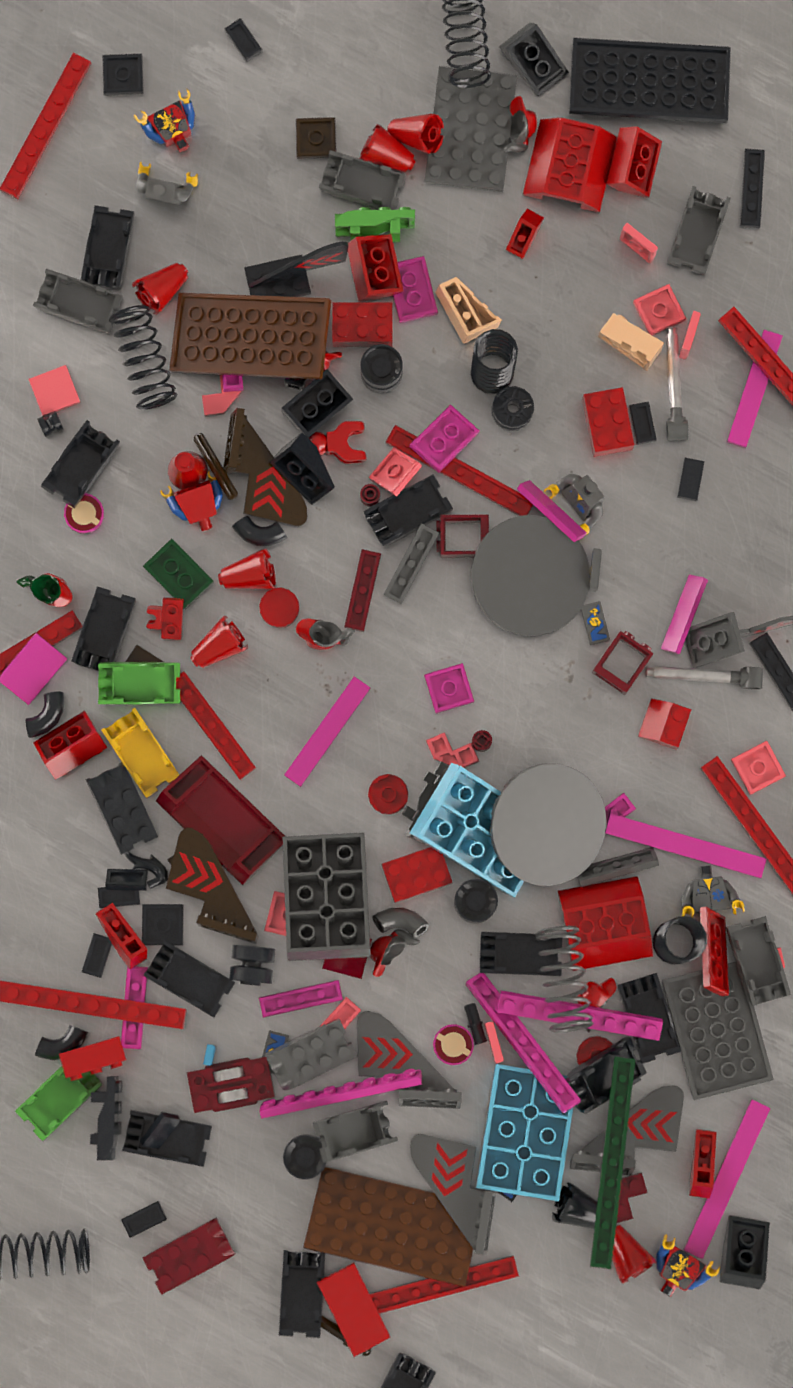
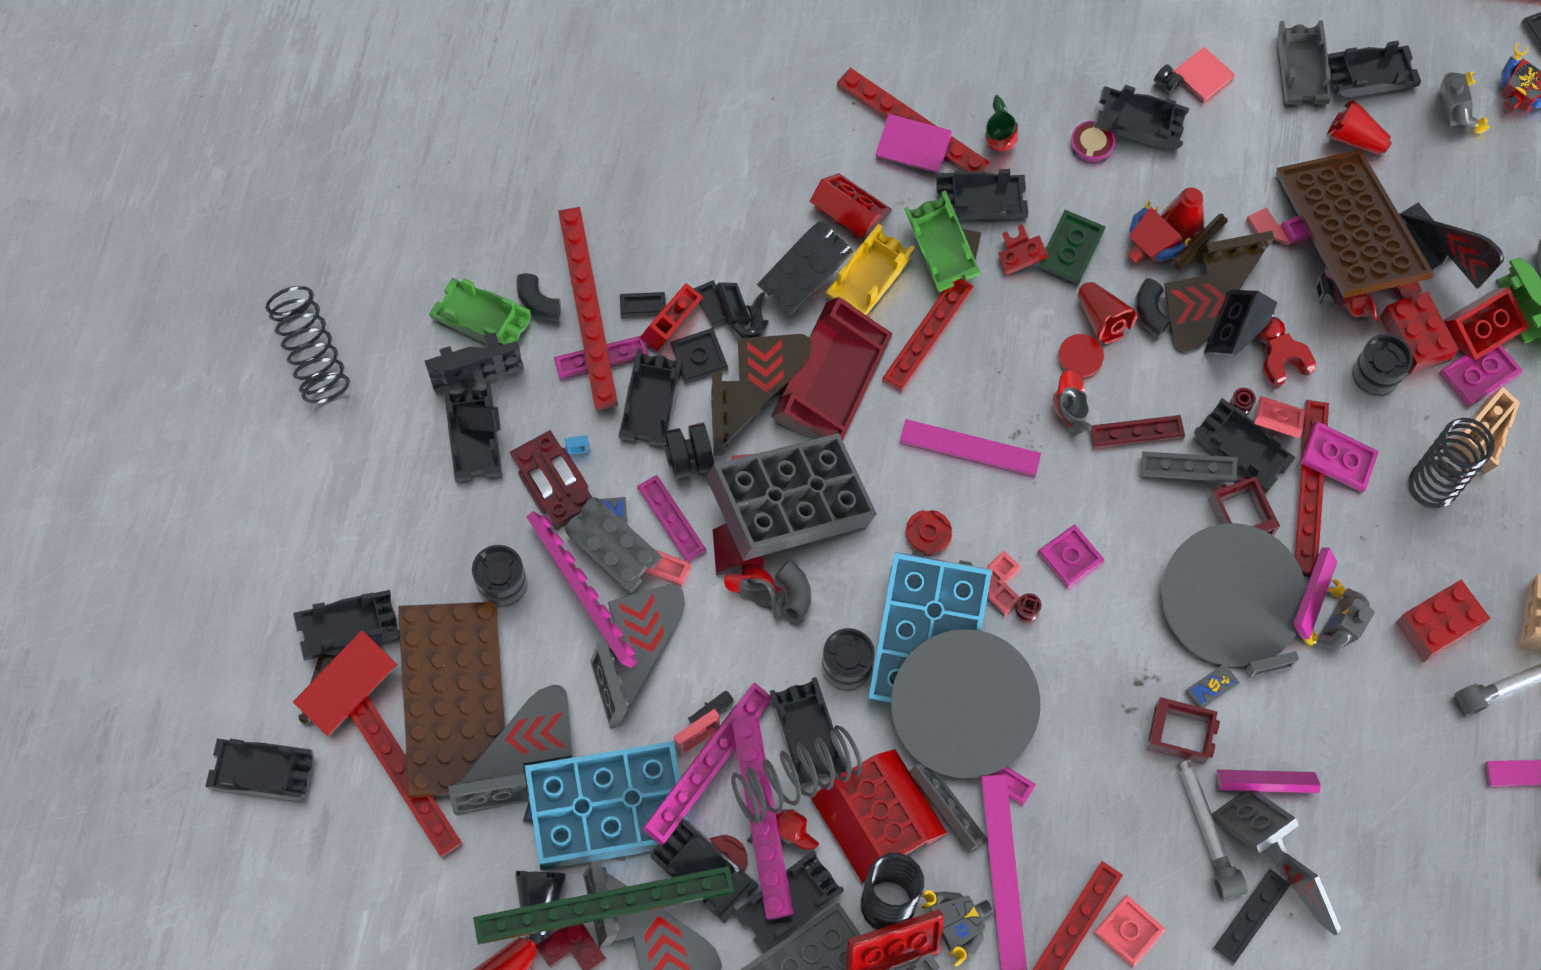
camera: 70 degrees right, 15 degrees down
(48, 717) = (871, 175): black cylinder -> none
(92, 1058) = (532, 325): red wedge -> none
(135, 360) = (1248, 156): black piece -> none
(144, 1219) = (379, 442): black tile -> none
(189, 1255) = (352, 494): dark red piece -> none
(218, 644) = (1017, 307): red cone -> none
(316, 404) = (1314, 312): black slope -> none
(353, 1132) = (543, 614): dark grey piece -> none
(416, 874) = (852, 588): red brick -> none
(453, 1044) = (679, 695): tile -> none
(512, 396) = (1415, 505): black wheel -> none
(642, 423) = (1459, 661): black tile -> none
(664, 723) = (1134, 804): red slope -> none
(690, 479) = (1423, 736): black tile -> none

